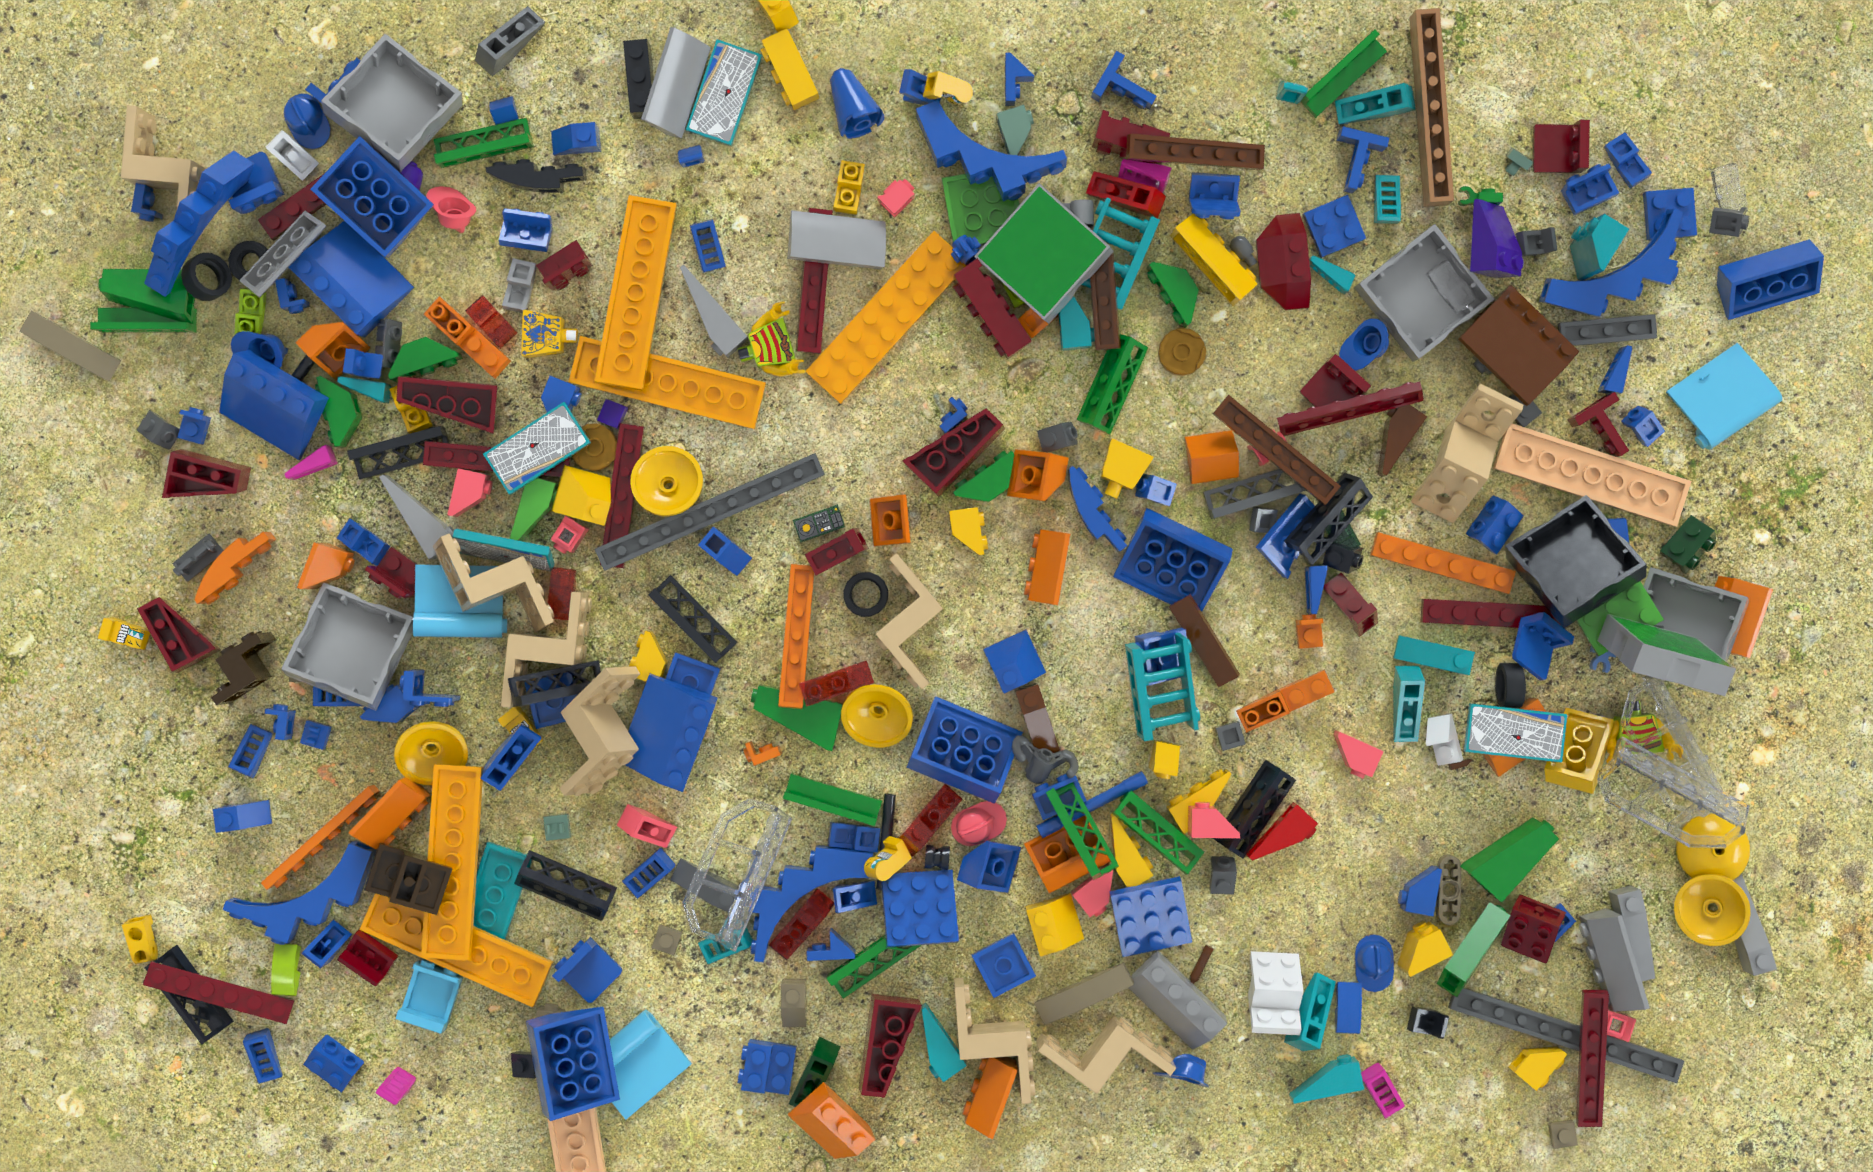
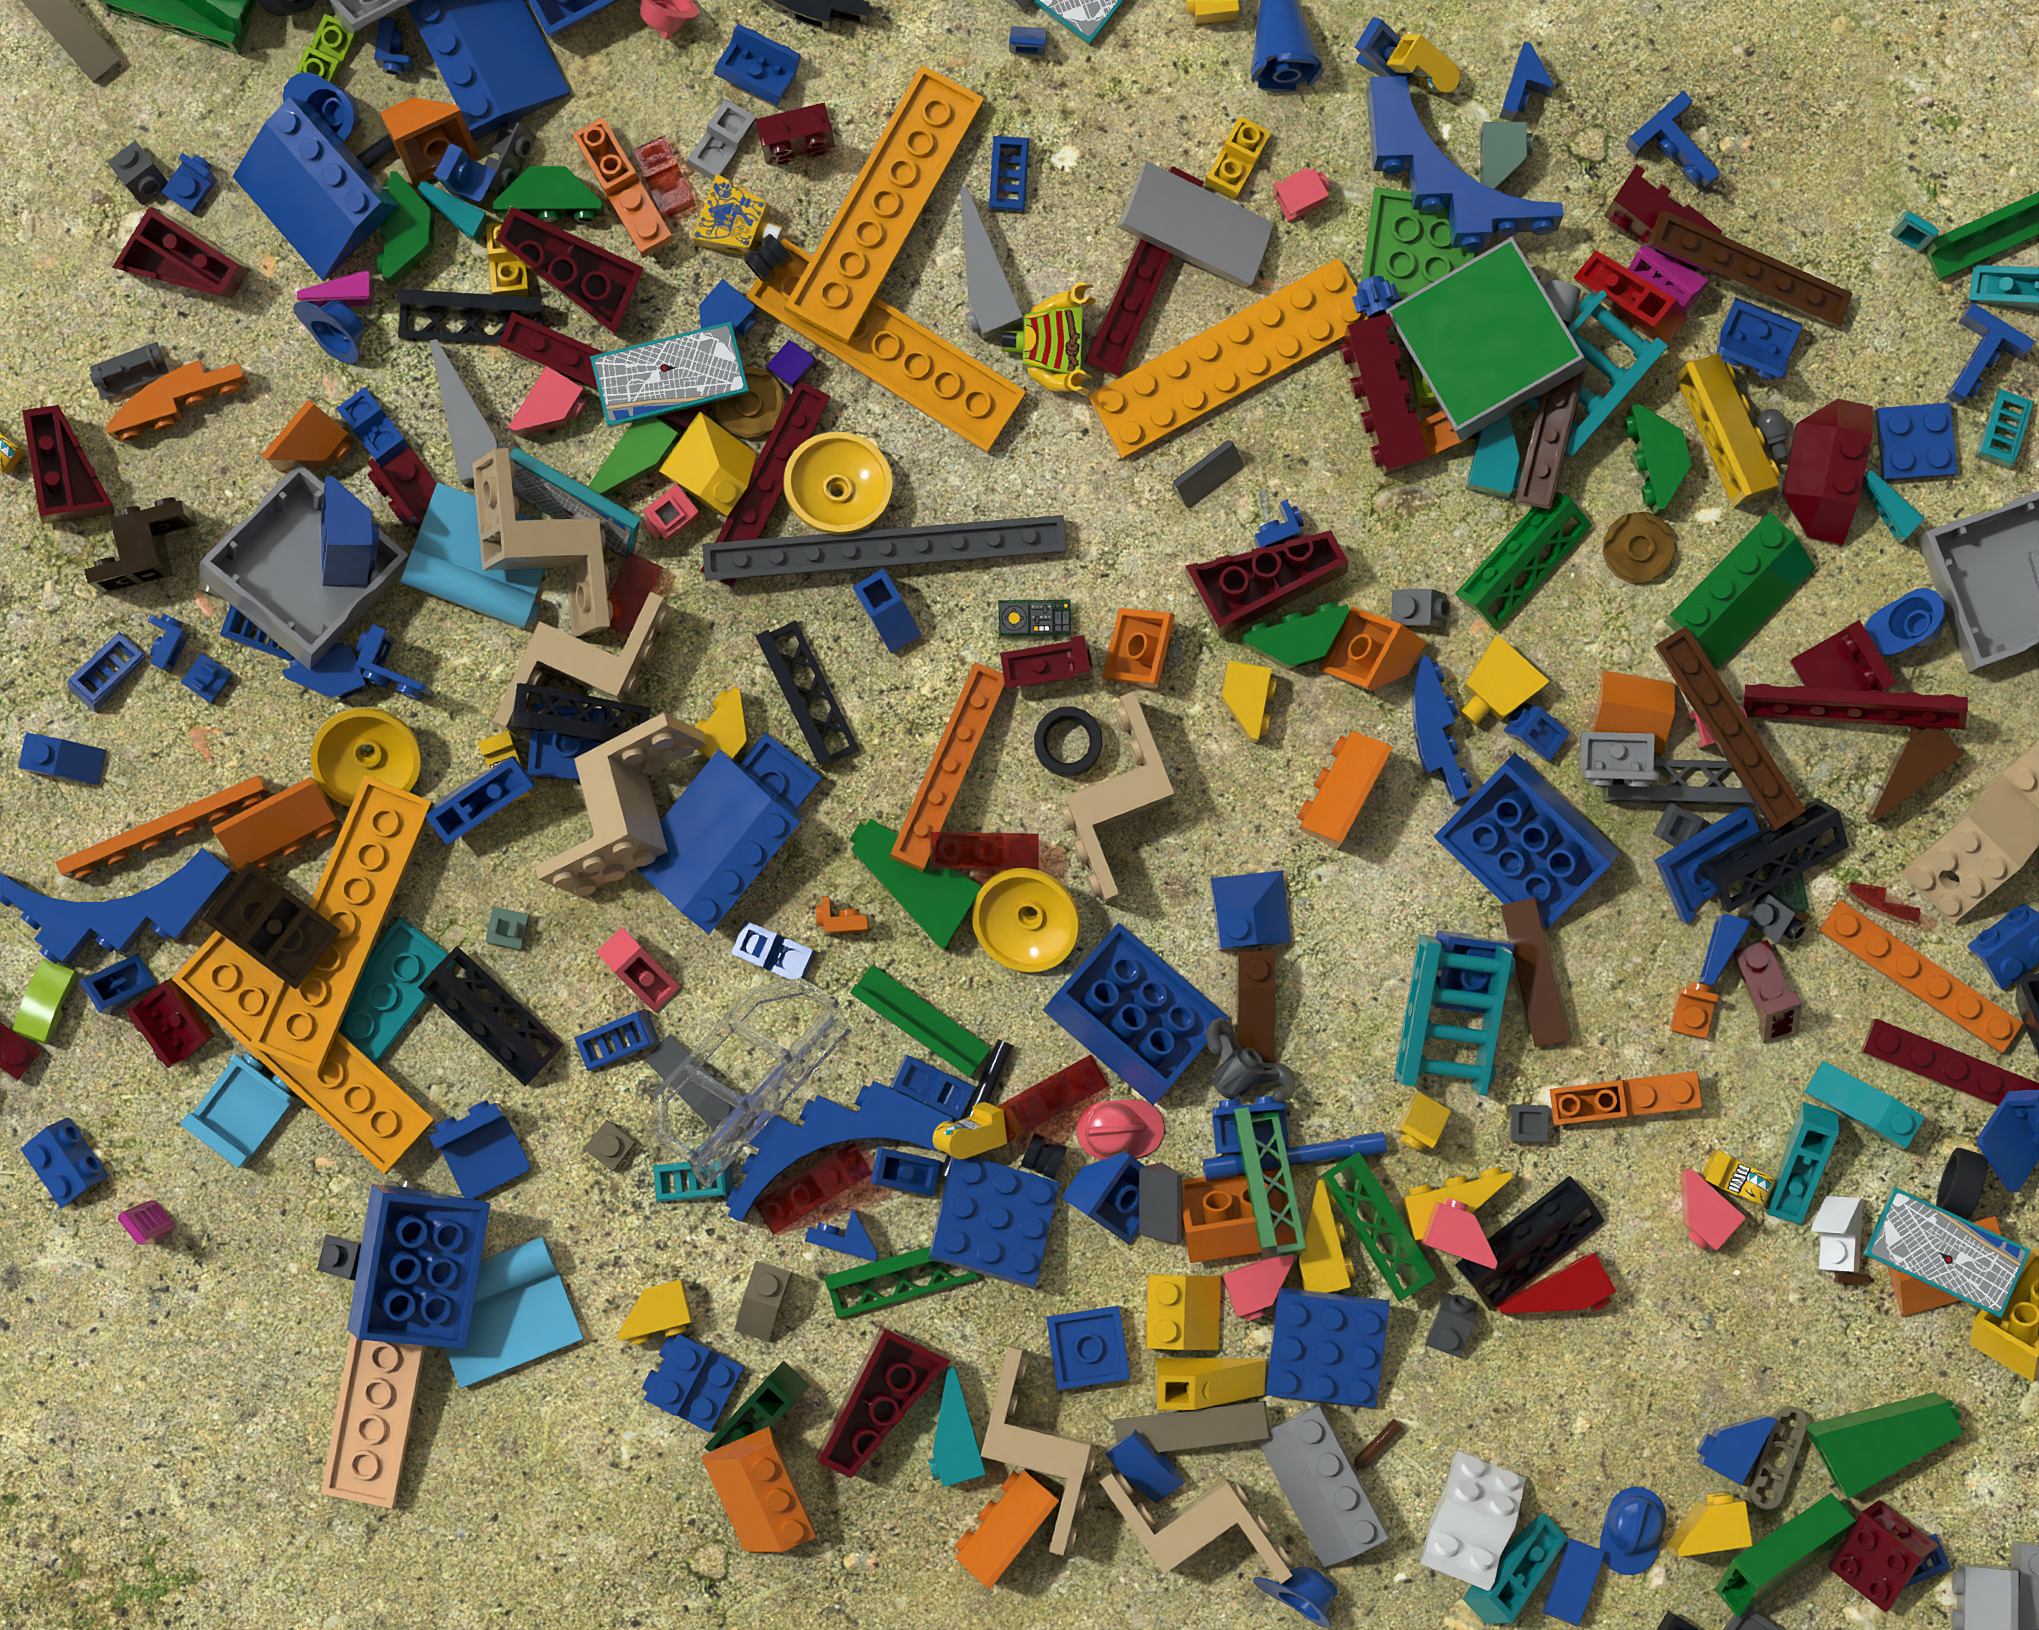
camera: 20 degrees right, 5 degrees down
(316, 487) = (333, 327): none -> blue piece
(368, 622) = (347, 537): none -> blue slope
(574, 352) = (770, 256): none -> black wheel
(727, 786) = (773, 952): none -> slope
(732, 1030) = (657, 1309): none -> yellow slope
(897, 396) = (1207, 474): none -> dark grey slope
(1019, 863) = (1160, 1203): none -> dark grey slope
(1064, 1029) = (1143, 1468): none -> blue slope
(1082, 963) = (1206, 1381): none -> yellow slope
(1212, 491) = (1617, 756): none -> light grey bracket
(1255, 357) = (1743, 589): none -> green slope
(1369, 727) = (1737, 1178): none -> yellow leg
(1400, 525) = (1873, 899): none -> clear red slope

